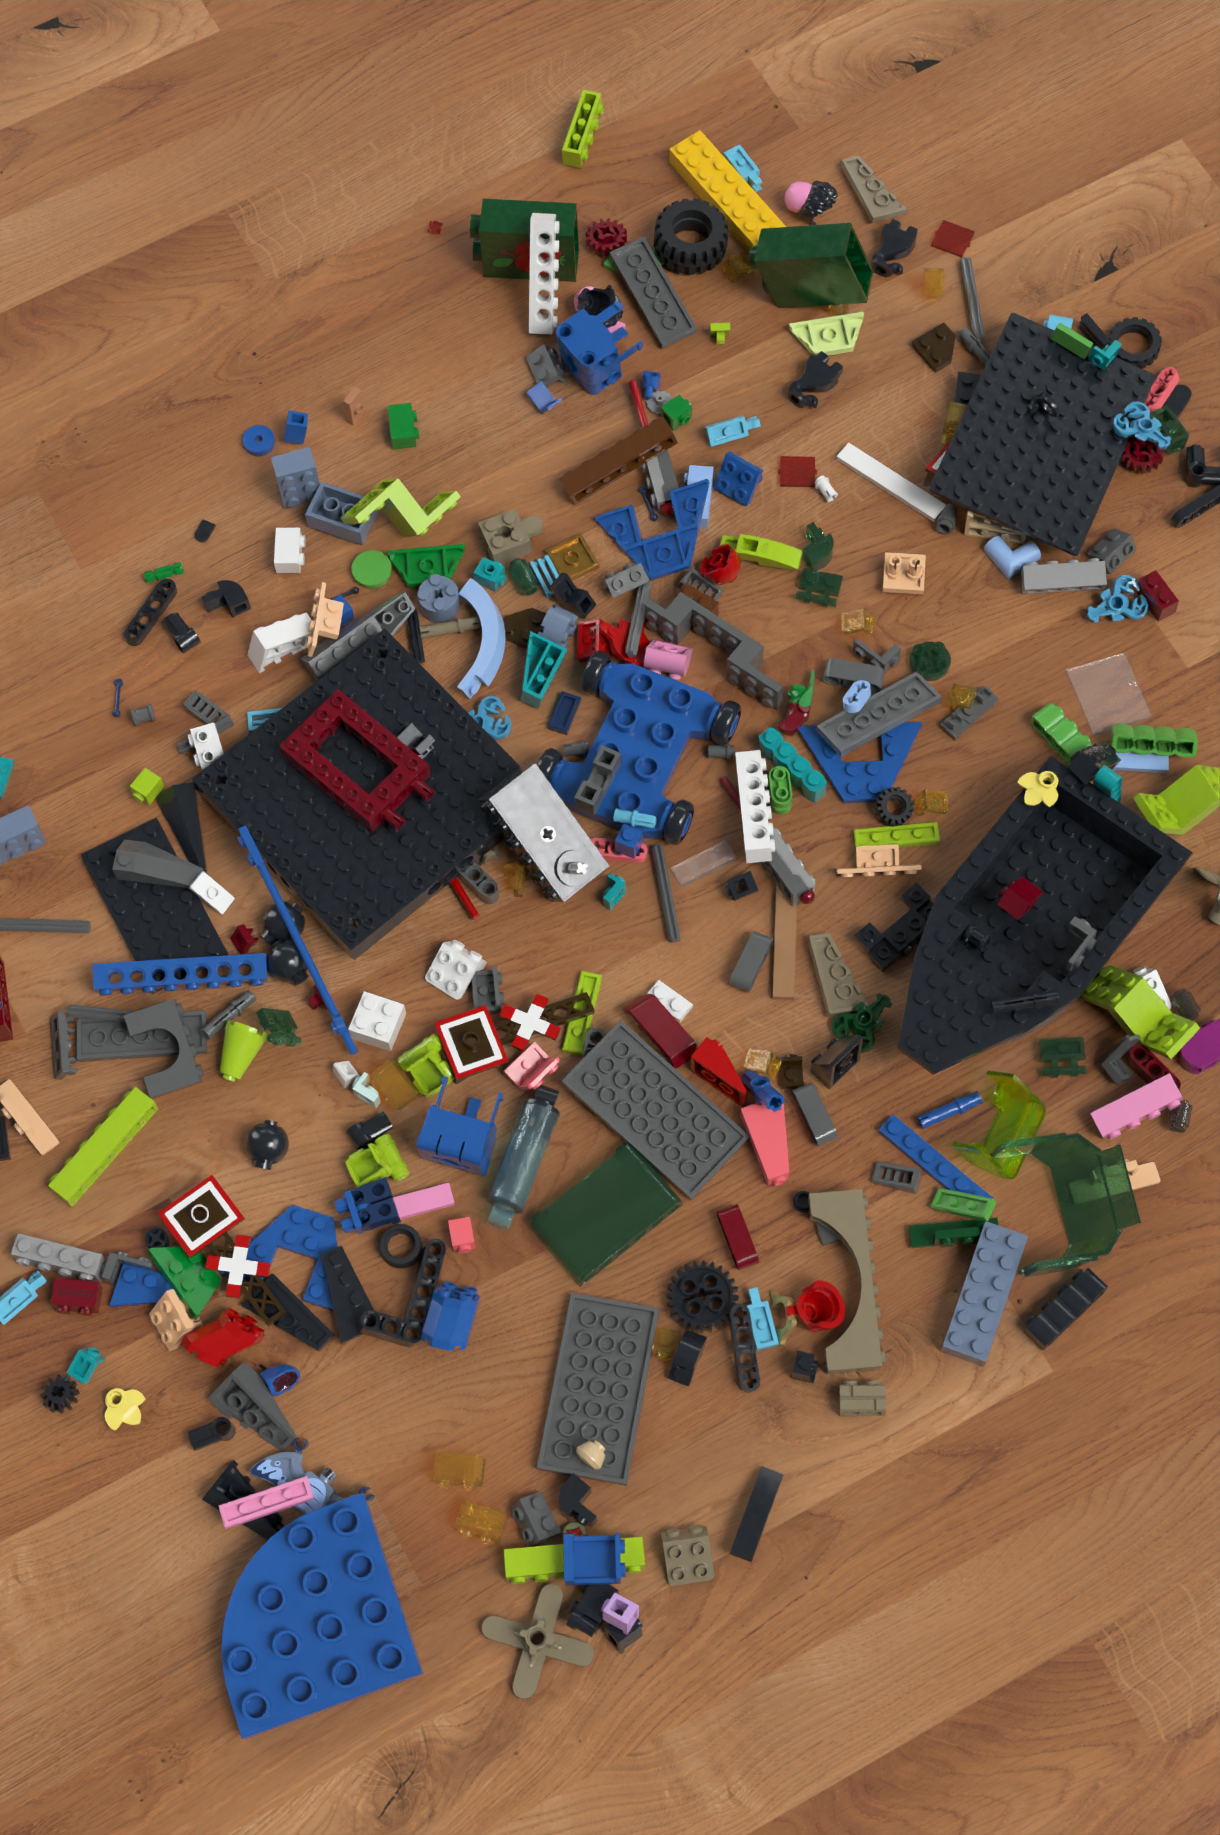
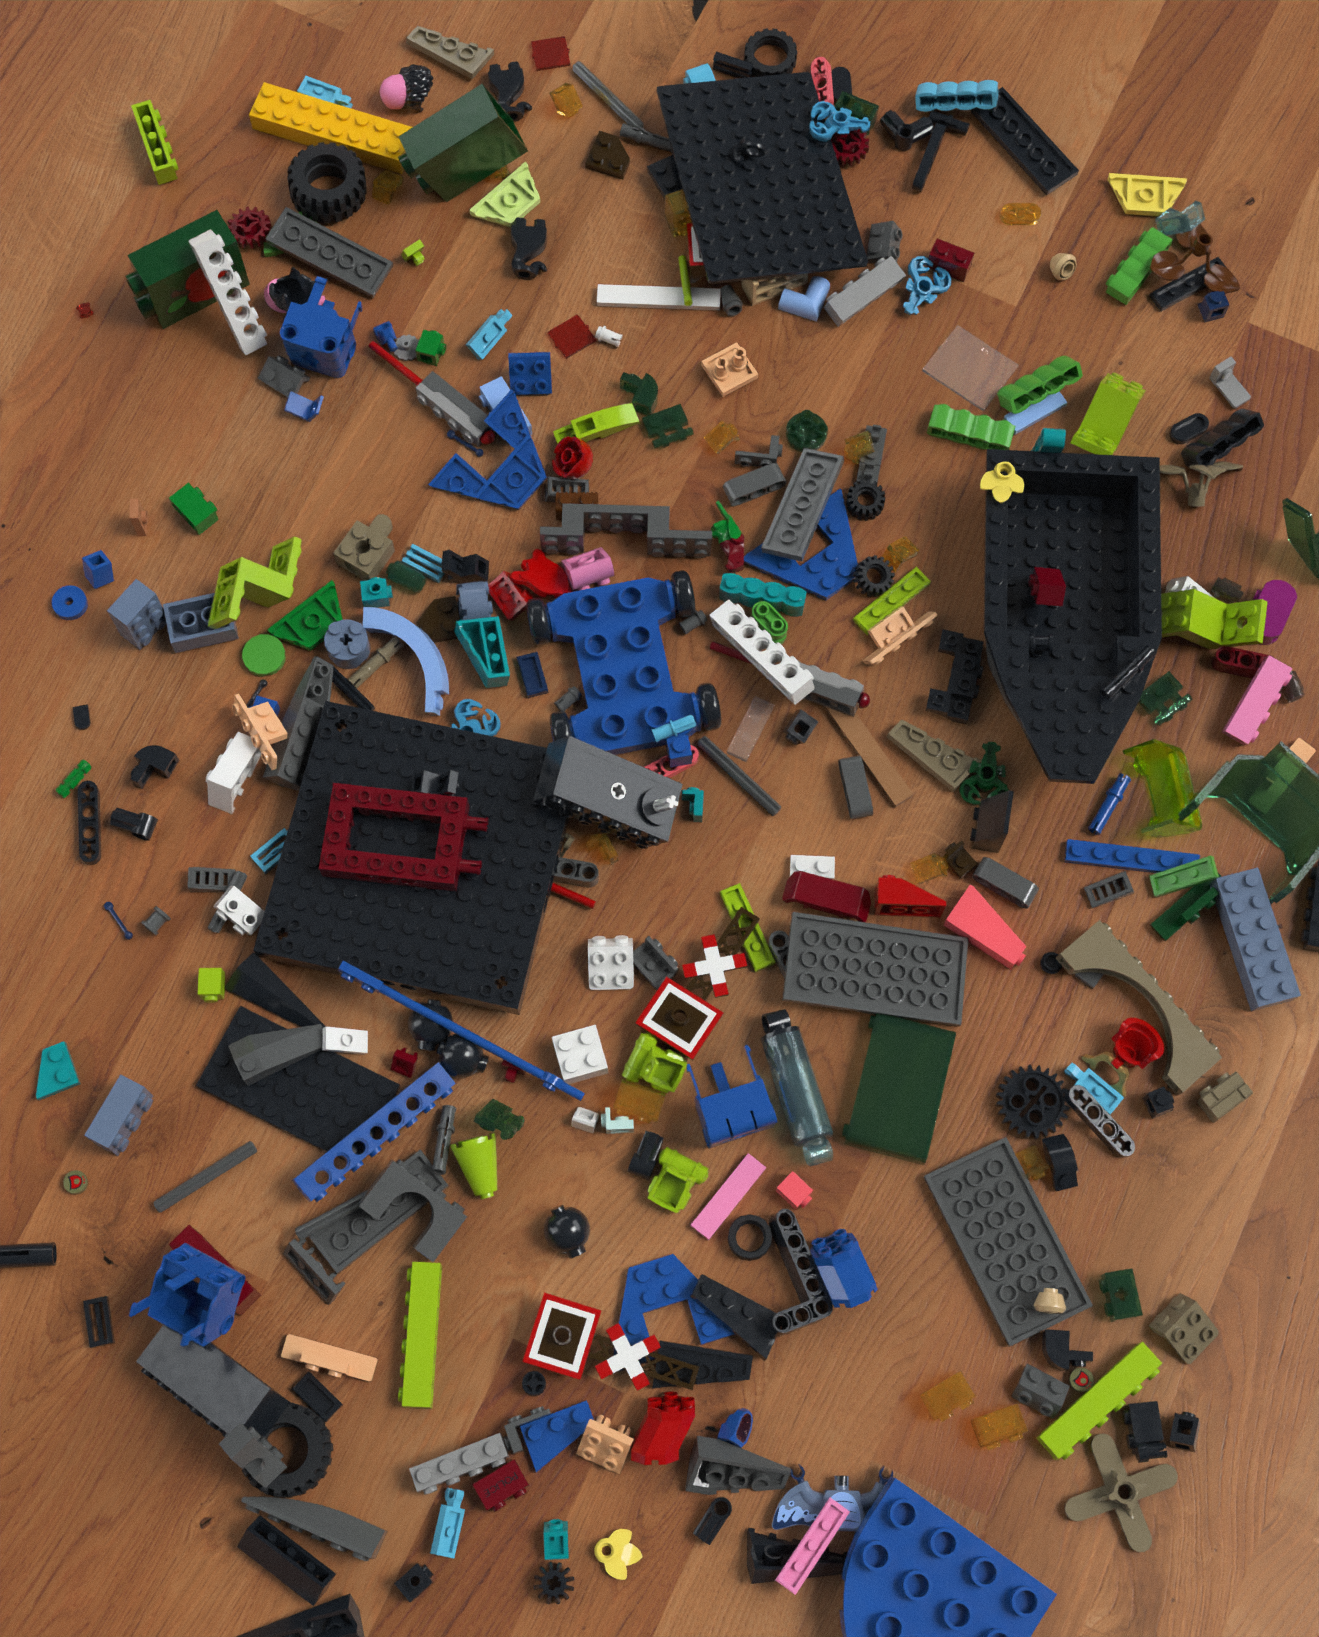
camera: 40 degrees left, 5 degrees up
(186, 1276) = (587, 1398): green wing -> none
(288, 550) = (176, 685): white brick -> none
(369, 1207) = (694, 1229): dark blue hips -> none
(530, 1067) = (746, 1005): coral bracket -> none
(573, 557) = (435, 532): pearl gold tile -> none
(593, 1560) = (1121, 1390): blue panel -> none
(595, 788) = (620, 715): dark grey arch -> none
(618, 460) = (415, 420): reddish brown brick -> none
(623, 1606) = (1179, 1412): lavender brick -> none
(628, 579) = (499, 524): bracket -> none
(637, 619) = (536, 549): dark grey axle -> none
(655, 1505) = (1124, 1283): none -> clear green brick
(737, 1237) = (1022, 1030): dark red beam -> none
(756, 1514) = (1214, 1254): black slope -> none
(762, 1090) = (956, 892): blue piece -> none
(856, 696) = (770, 501): light blue beam -> none
(916, 488) = (685, 280): none -> lime bar
(936, 754) = (861, 510): none -> black tyre
(1072, 340) = (727, 81): bright green tile -> none
(1082, 930) = (1134, 581): dark grey bracket -> none
(1089, 761) = (1021, 432): black brick -> none
(1103, 357) = (761, 81): teal bracket -> none
(1114, 1066) = (1210, 679): dark grey bracket -> none

